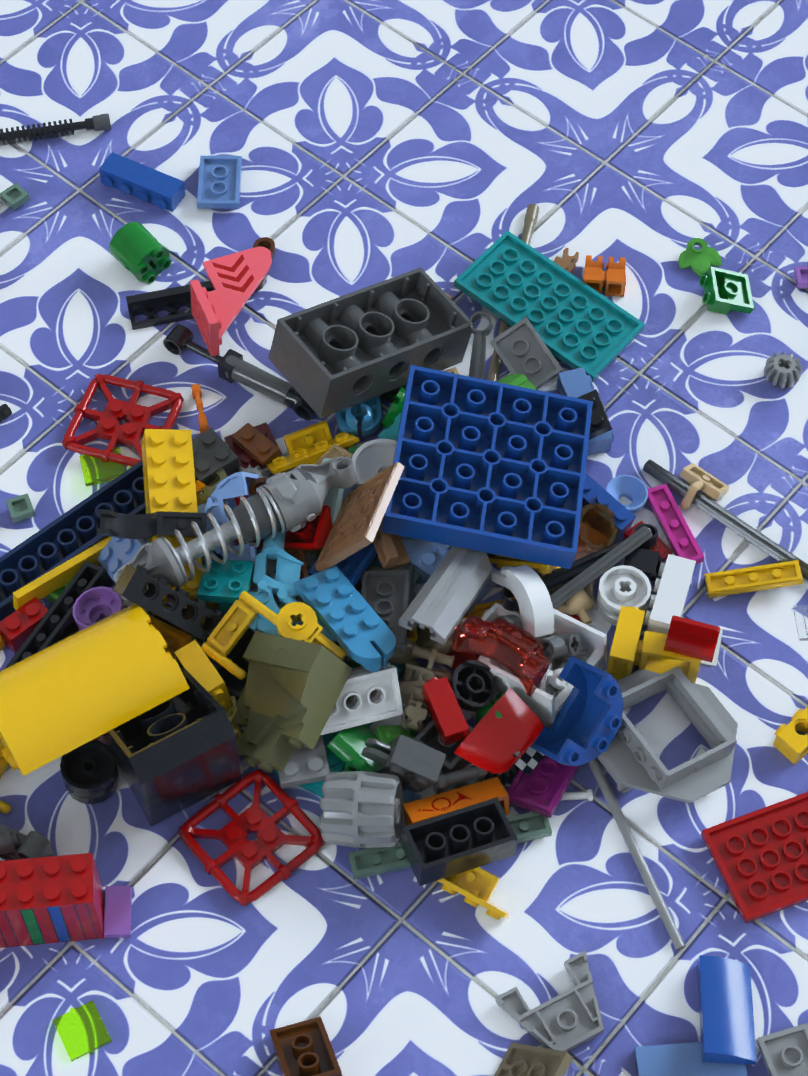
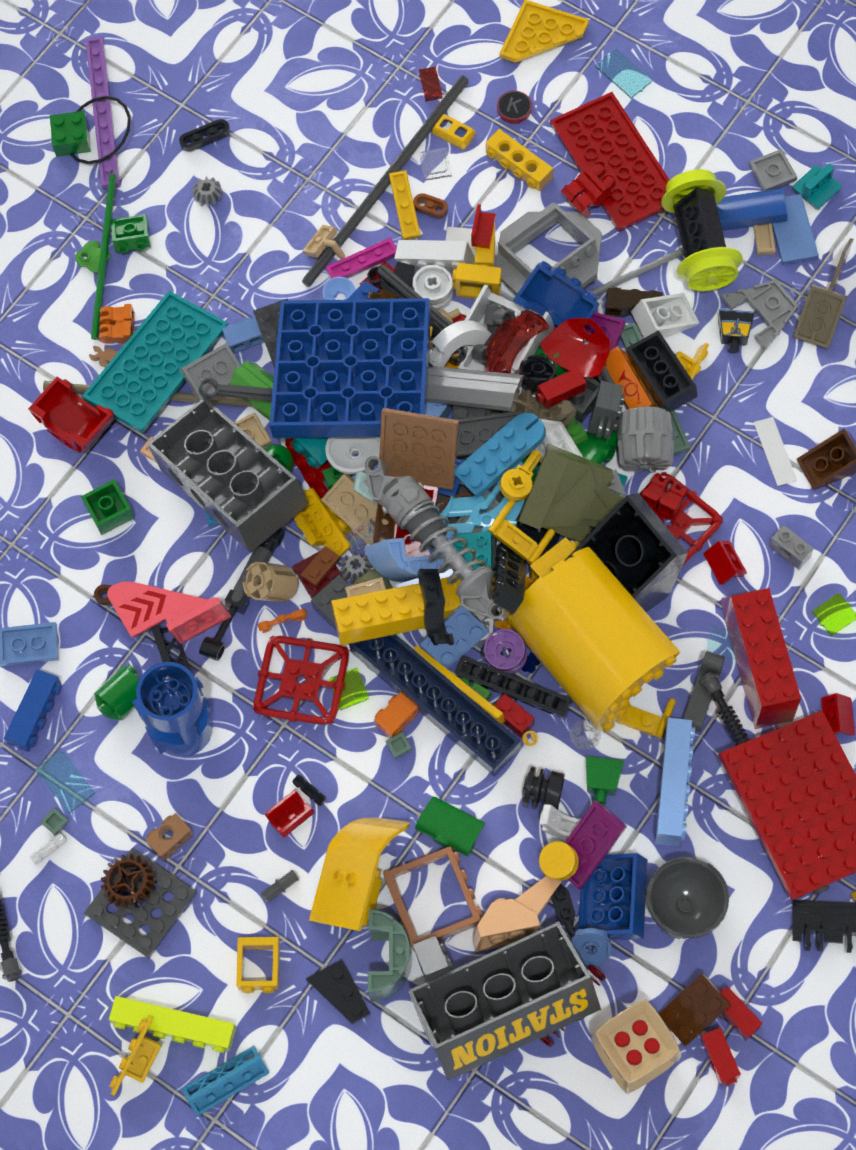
camera: 90 degrees left, 10 degrees up
(51, 501) = (396, 715): none -> orange brick
(59, 210) = (65, 781): none -> clear light blue piece
(86, 270) = (174, 717): none -> blue cylinder
(182, 900) = (724, 561): none -> red panel
(184, 982) = (791, 547): none -> light grey brick
(205, 475) = (365, 587): none -> tan tile
(230, 394) = (270, 582): none -> tan cylinder
(270, 827) = (668, 502): none -> red legs
(338, 992) = (775, 451): none -> white sticker
(366, 251) = (107, 507): none -> green brick
(484, 219) = (69, 416): none -> red cylinder
(529, 962) = (735, 328): none -> torso
(559, 873) = (664, 313): none -> white slope
(583, 825) = (622, 301): none -> dark brown slope
(671, 920) = (707, 259): none -> brick
(676, 1029) = (764, 239): none -> tan tile
(702, 265) = (103, 257): none -> green piece
(751, 610) = (431, 205): none -> dark orange plate
(760, 794) = (591, 187): none -> red hips

